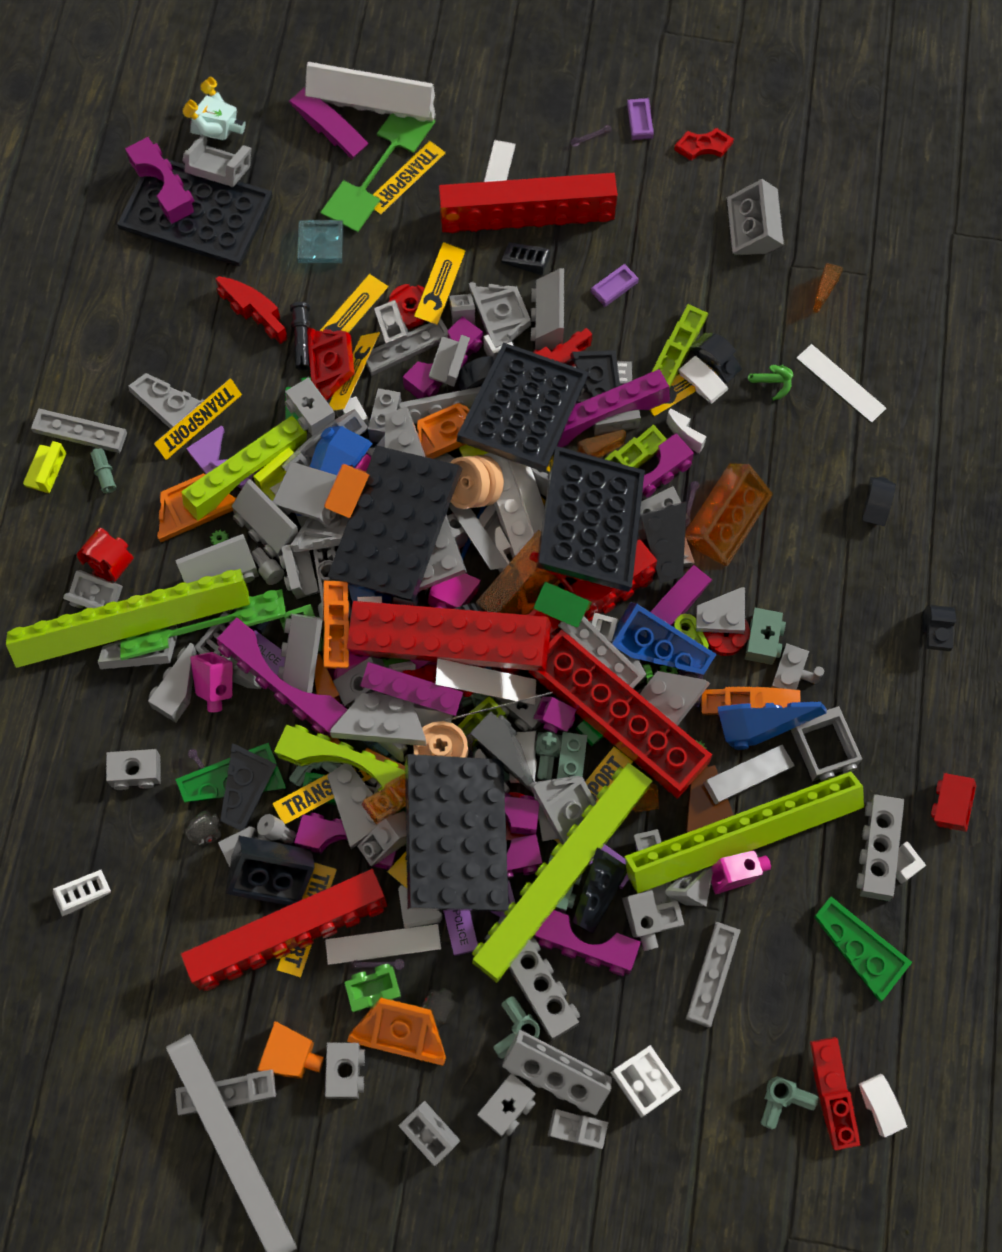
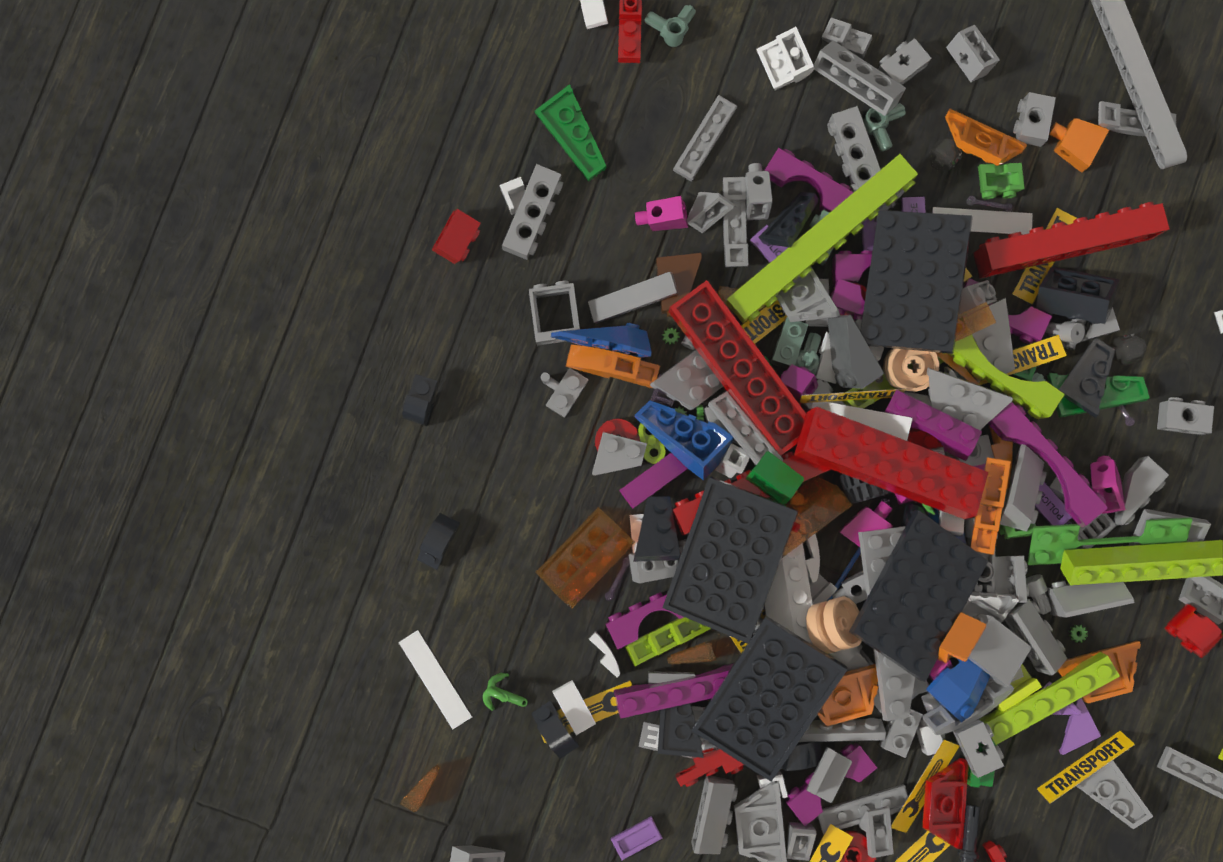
camera: 165 degrees left, 15 degrees up
(103, 470) = (1184, 728): sand green axle -> none
(479, 537) = (833, 567): light grey sticker -> none
(679, 344) = (589, 751): lime slope -> none
(744, 832) = (651, 245): lime brick -> none
(763, 623) = (593, 417): sand green brick -> none

